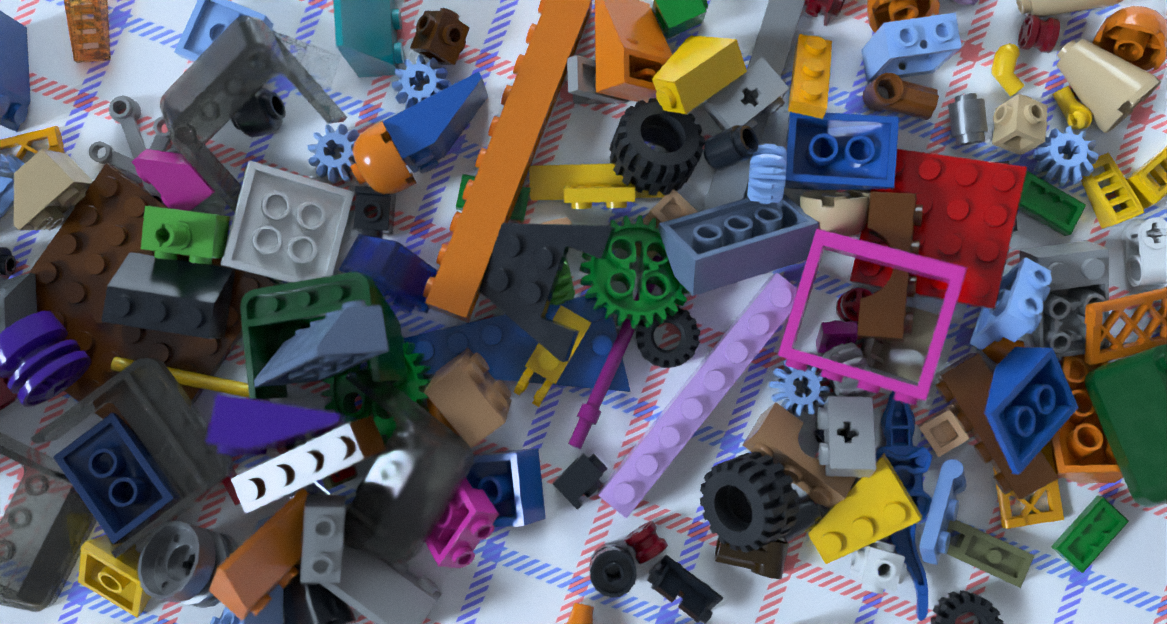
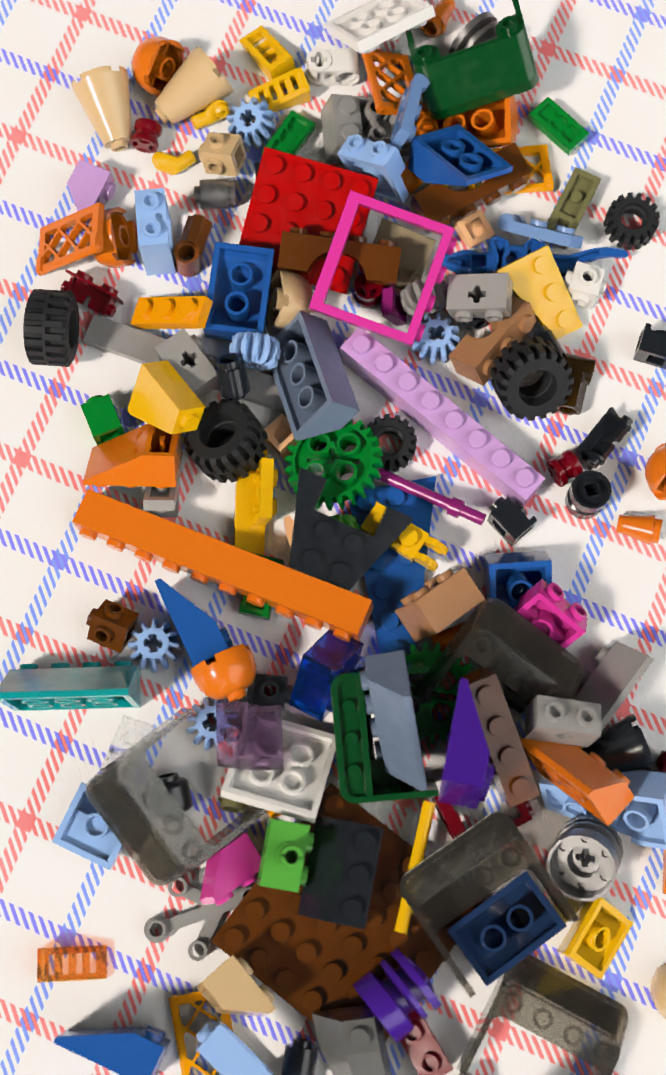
camera: 90 degrees left, 10 degrees down
(314, 190) = (249, 736): none -> clear purple slope
(1088, 343) = (408, 111): none -> medium blue plate

